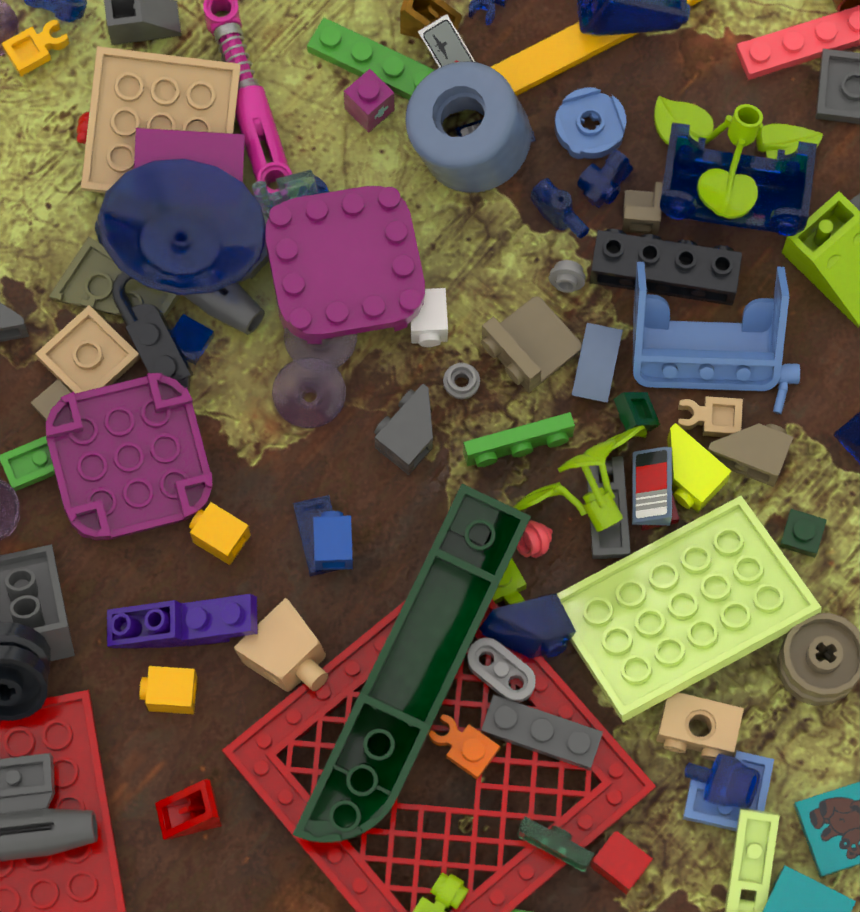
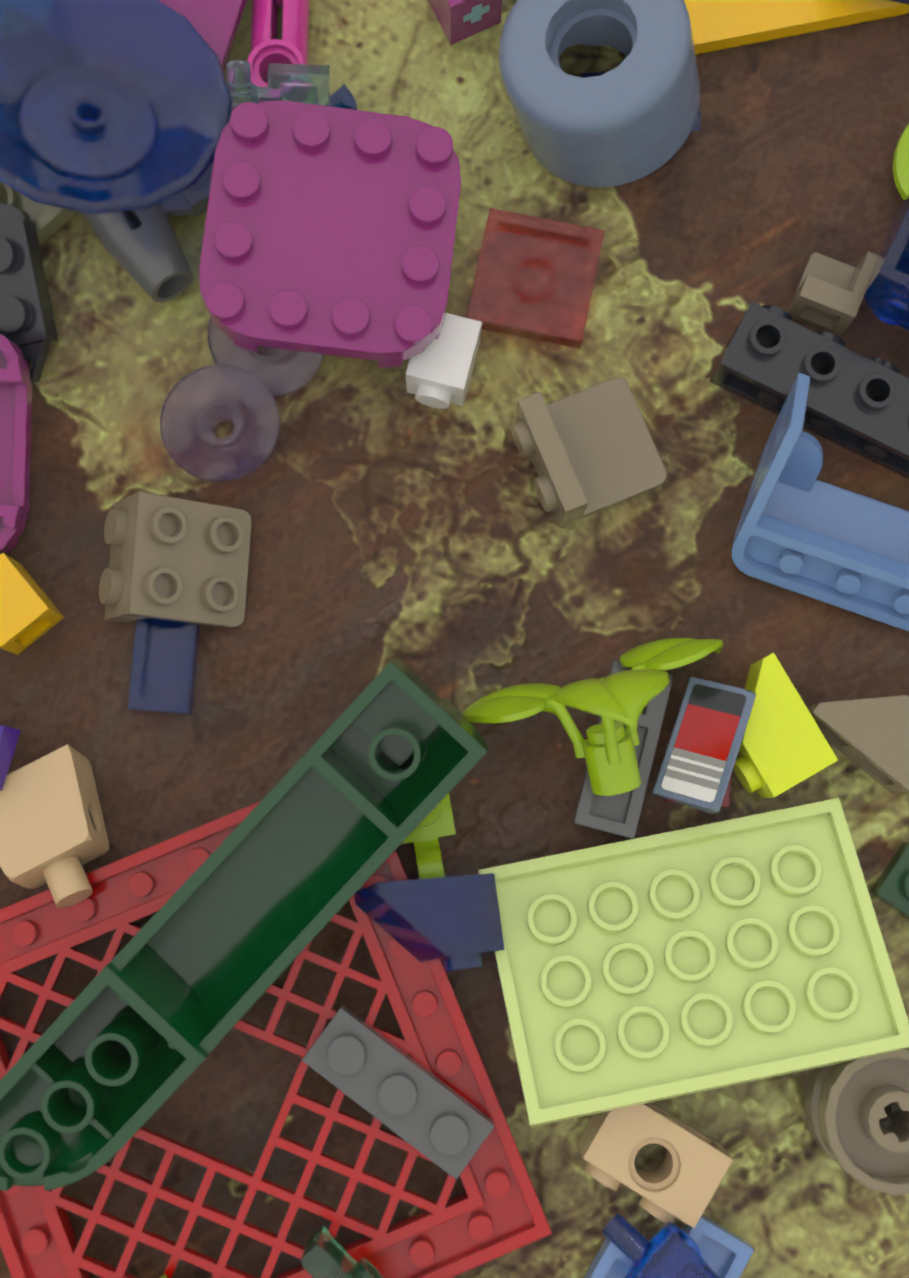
camera: 15 degrees right, 10 degrees up
(192, 338) = (74, 282): clear blue tile -> none
(308, 479) = (175, 561): none -> dark tan bracket
(332, 541) = (172, 674): blue brick -> none
(408, 434) = (354, 534): dark grey slope -> none
(461, 370) = (462, 458): light grey plate -> none
(467, 254) = (535, 277): none -> clear red plate
(469, 749) = (276, 1081): orange plate -> none
(502, 670) = (362, 973): light grey plate -> none
(519, 440) = (519, 600): bright green plate -> none
(535, 540) = (496, 768): coral plate -> none
(557, 208) = (699, 246): clear blue piece -> none
(567, 276) = (679, 360): light grey plate -> none
(585, 142) = (784, 161): medium blue plate -> none
(597, 362) = (681, 512): sand blue slope -> none
(603, 184) = (781, 230): clear blue plate -> none
(636, 410) = (717, 610): dark green plate -> none
(718, 415) = (841, 657): tan plate -> none

